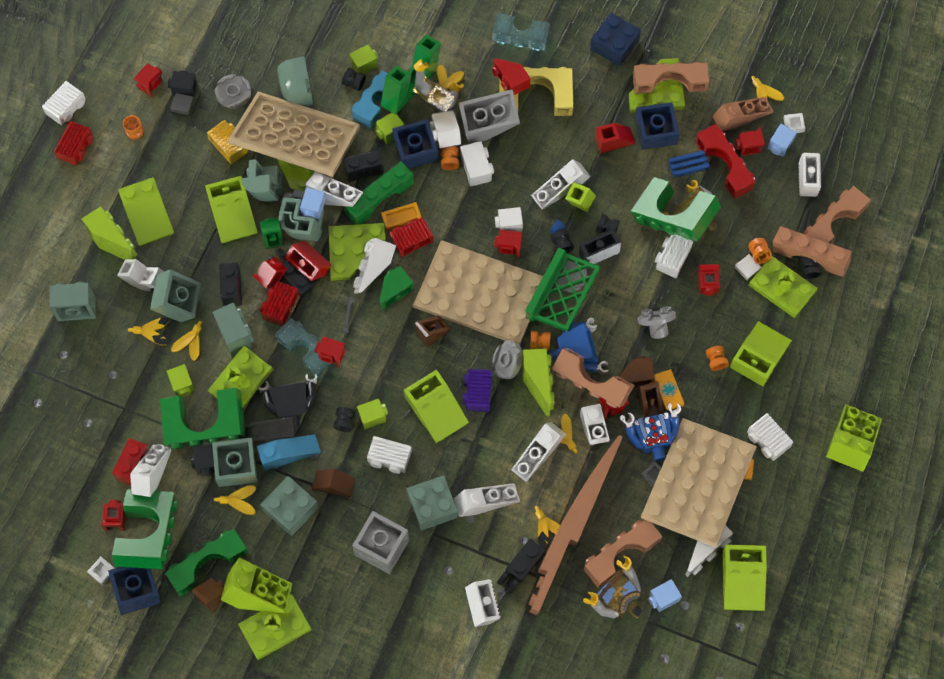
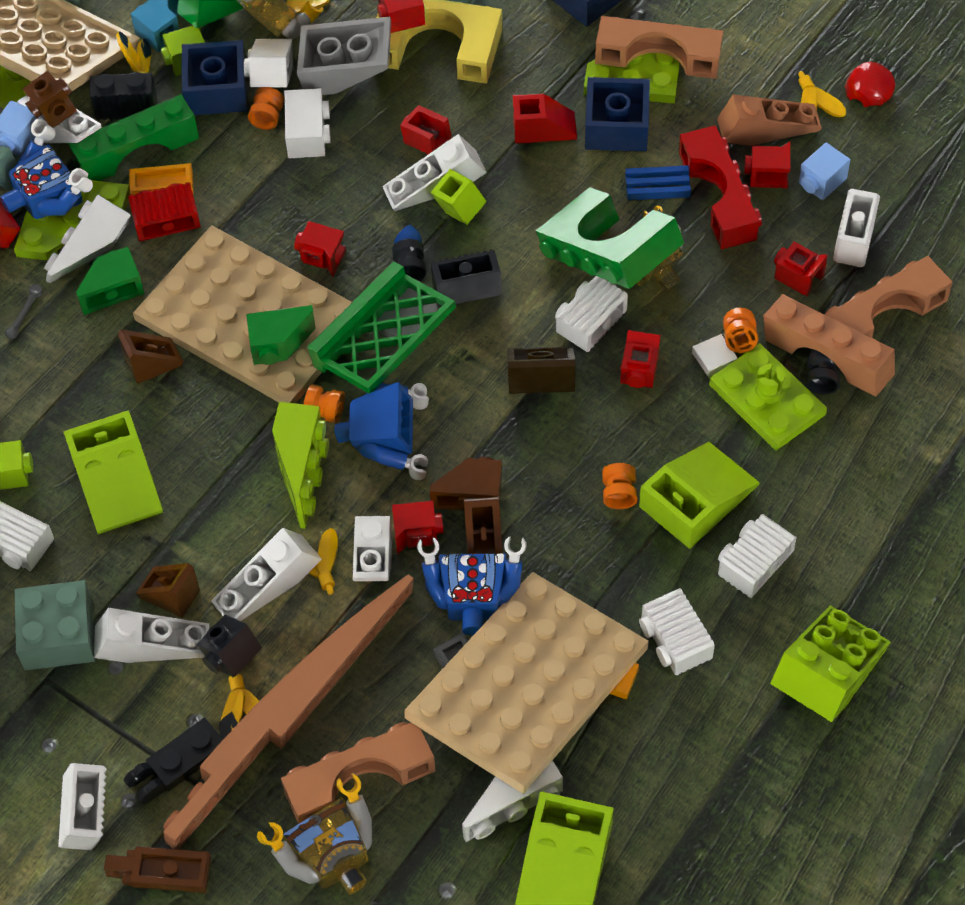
camera: 15 degrees right, 10 degrees down
(331, 184) = (49, 99): none -> reddish brown brick
(338, 233) = (43, 180): none -> torso
(362, 138) = (138, 61): none -> yellow piece
(478, 390) = (194, 462): dark purple brick -> none
(486, 467) = (170, 588): none -> reddish brown slope
(503, 305) = (278, 333): none -> green slope
(507, 359) = (256, 421): light grey tile -> none
(509, 219) = (331, 209): white brick -> none
(532, 495) = (228, 646): none -> black brick
(533, 627) = (161, 869): none -> reddish brown hinge
(548, 156) = (425, 130): none -> red window
(571, 366) = (359, 445): nougat arch -> none
(606, 224) = (488, 240): black wheel -> none
(655, 294) = (541, 369): none -> dark brown slope
(657, 321) = (531, 410): light grey plate -> none
(664, 596) = (410, 863): light blue brick -> none
(669, 390) = (521, 521): light orange tile -> none
(782, 204) = (798, 267): none -> red window
(794, 77) = (870, 84): none -> red hair
(795, 122) = (856, 149): white tile -> none
(801, 384) = (755, 555): none -> white brick

